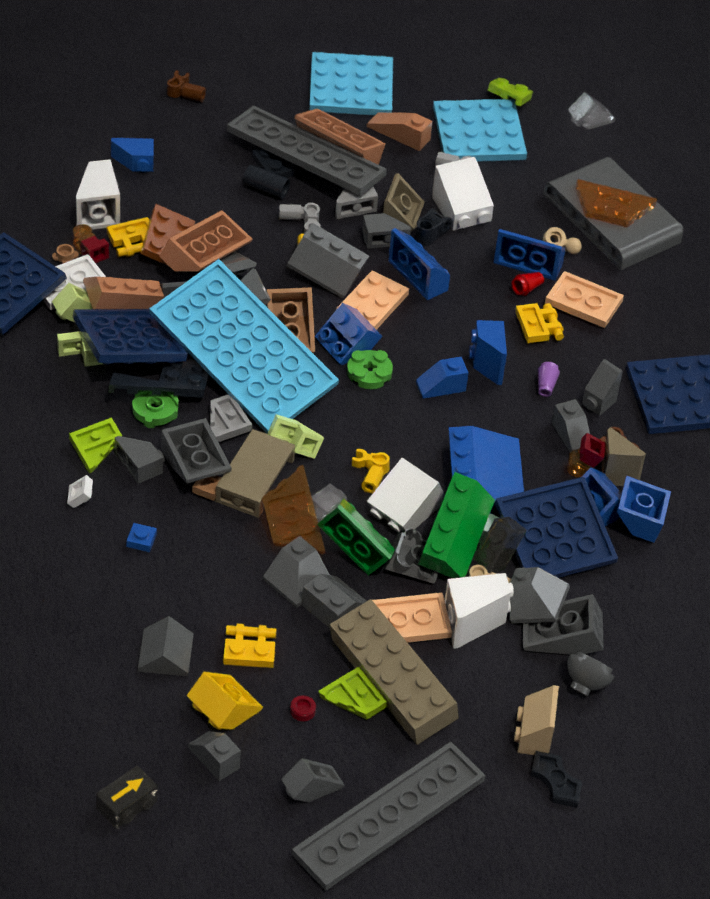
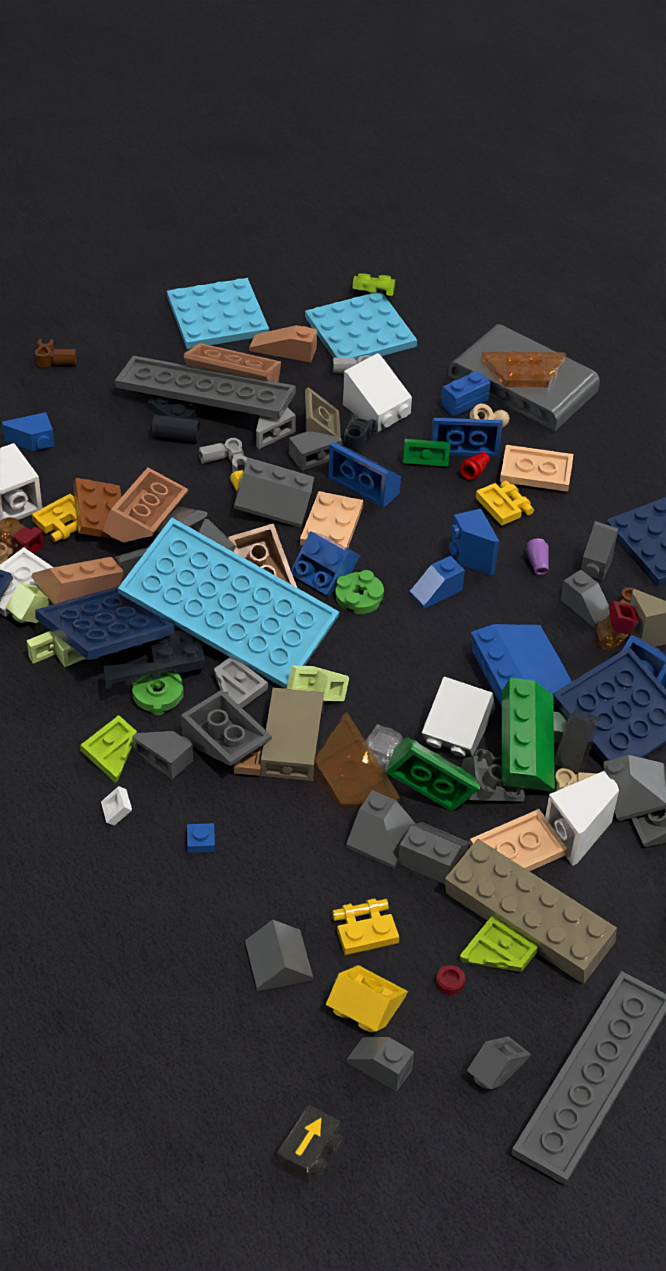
camera: 15 degrees left, 0 degrees up
(376, 463) = (412, 690): yellow bar -> none
(486, 260) = (426, 452): none -> green plate
(548, 213) = (465, 393): none -> blue brick
(590, 112) = (458, 287): clear slope -> none

